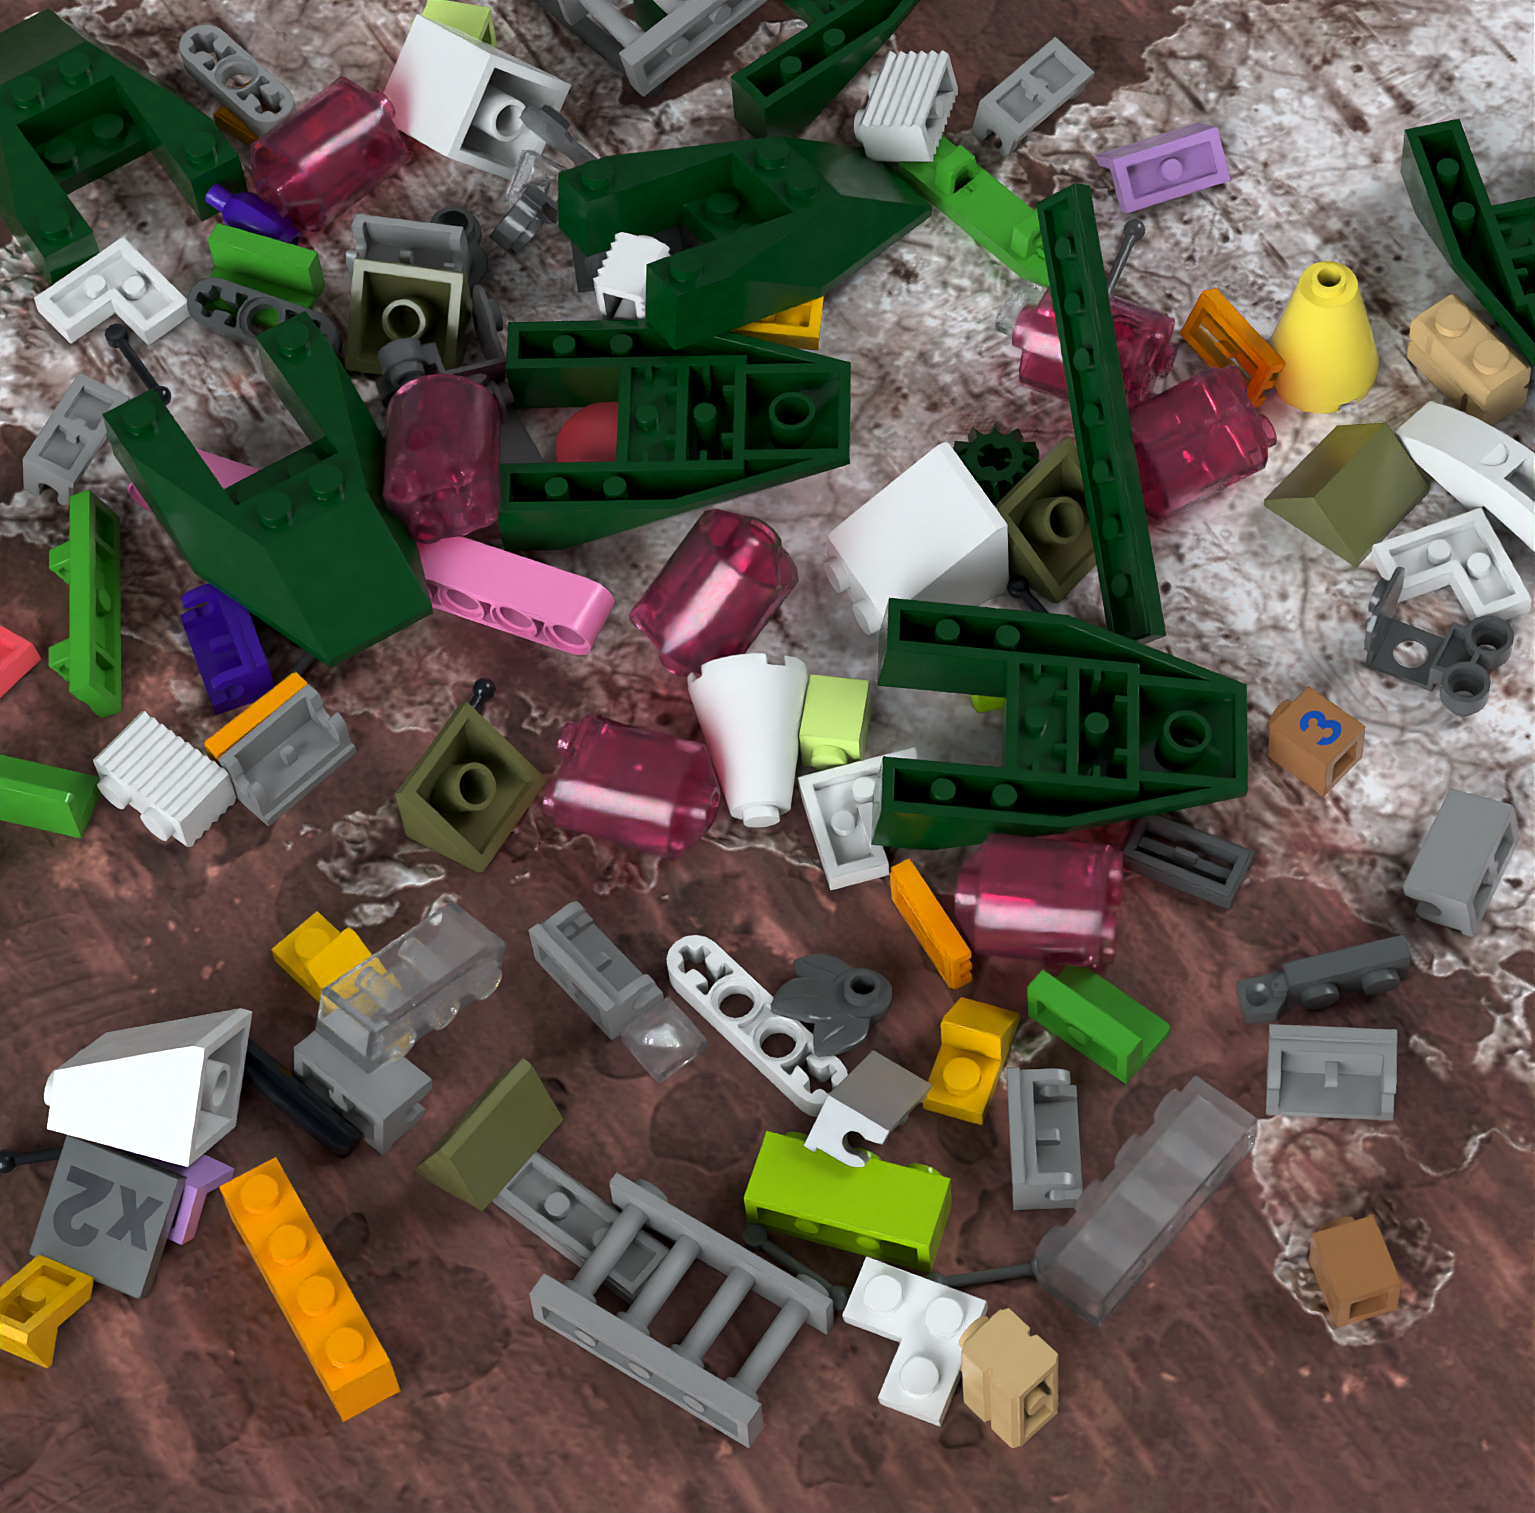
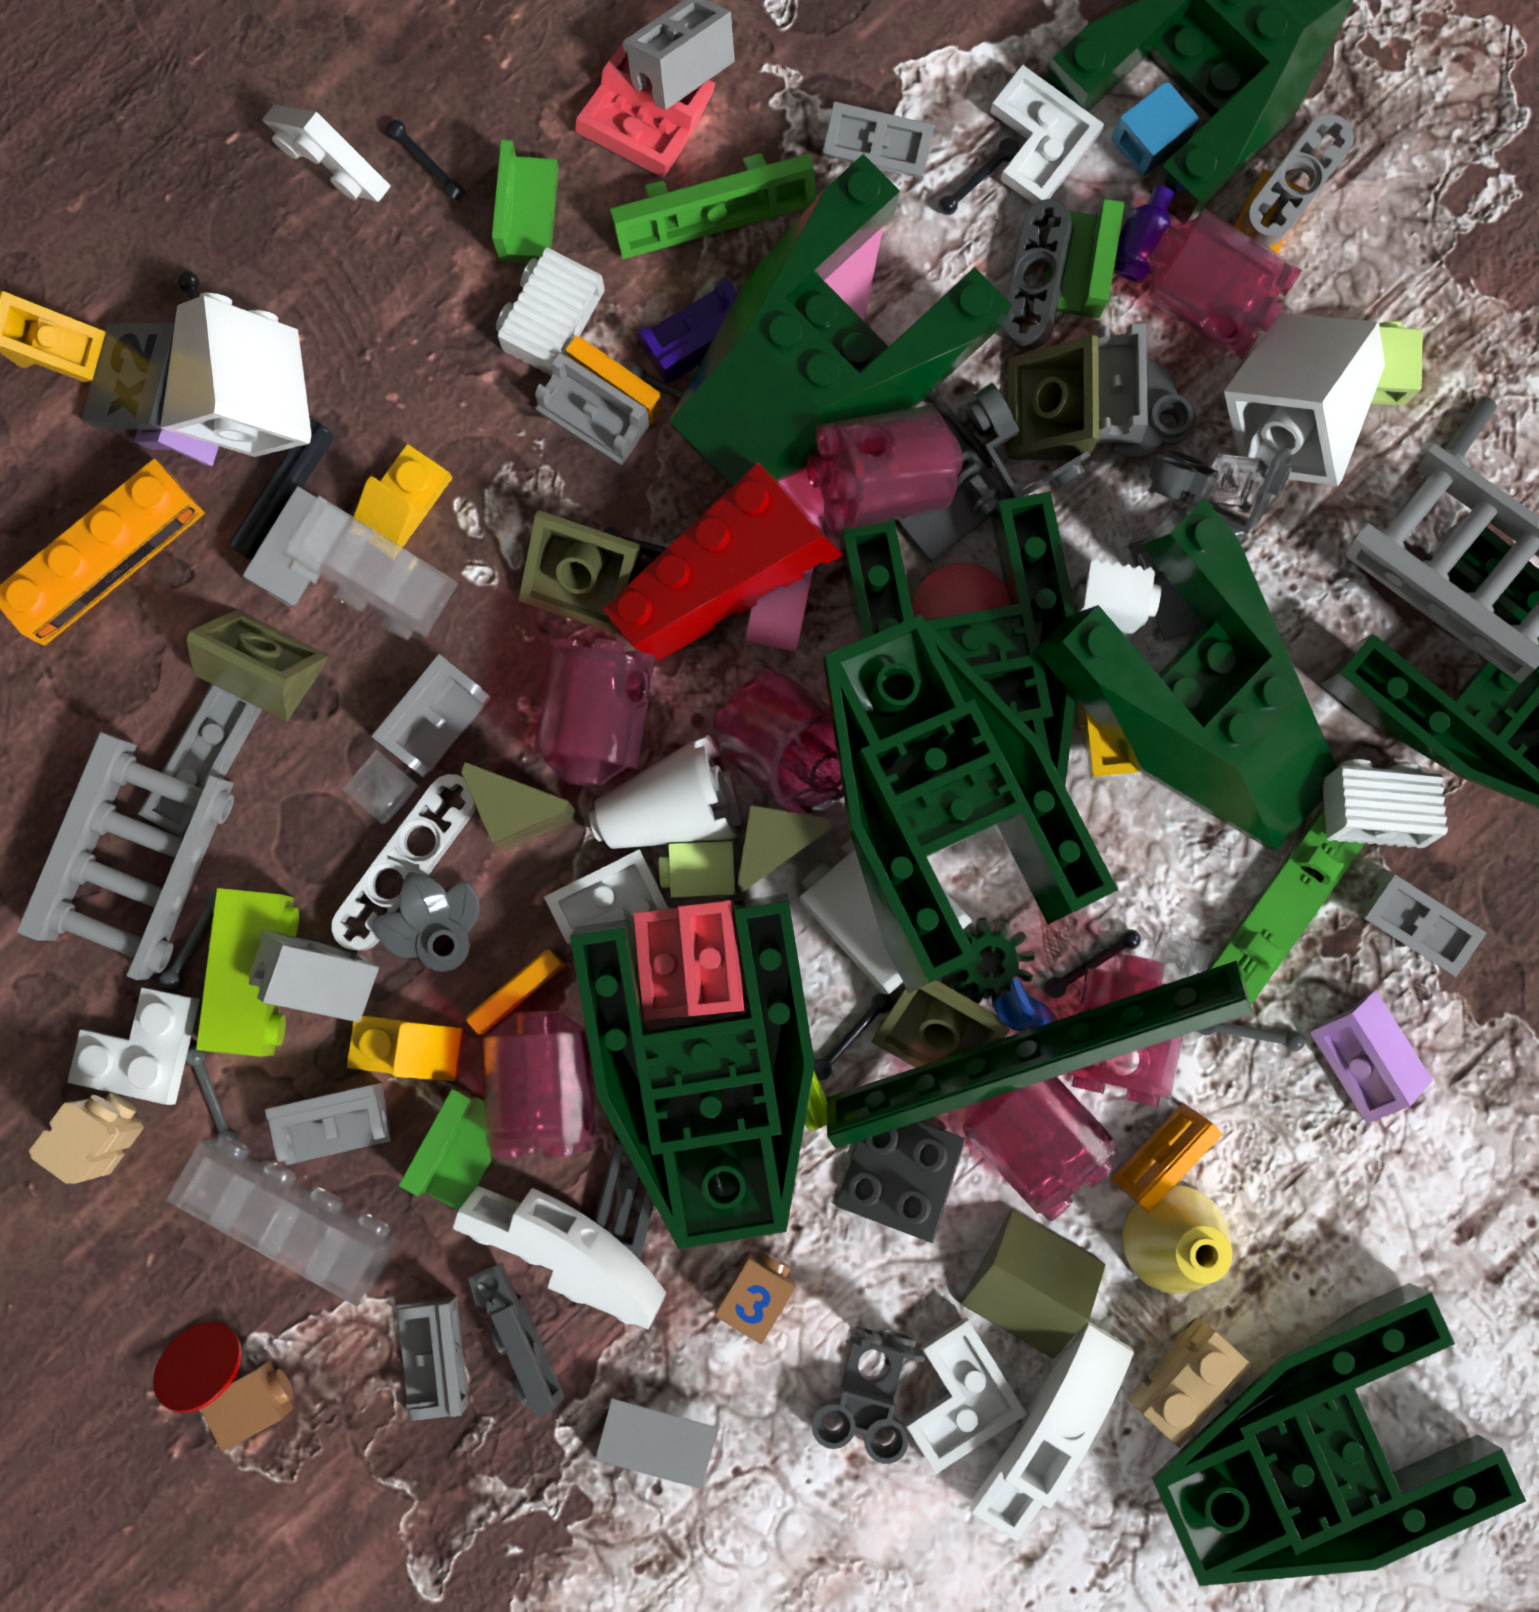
camera: 65 degrees right, 25 degrees up
(143, 195) = (1155, 128): none -> dark azure panel
(501, 620) = (721, 566): none -> red wedge
(718, 881) = (514, 810): none -> olive slope
(790, 432) = (930, 764): none -> dark green wedge
(821, 625) = (772, 839): none -> olive slope
(933, 711) = (688, 961): none -> coral slope
(1034, 426) = (1056, 987): none -> black hinge
(1047, 430) = (1021, 1010): none -> blue piece
(1212, 585) = (903, 1178): none -> dark grey hinge
(1228, 908) = (584, 1257): none -> white slope
(1301, 1313) = (197, 1367): none -> red piece

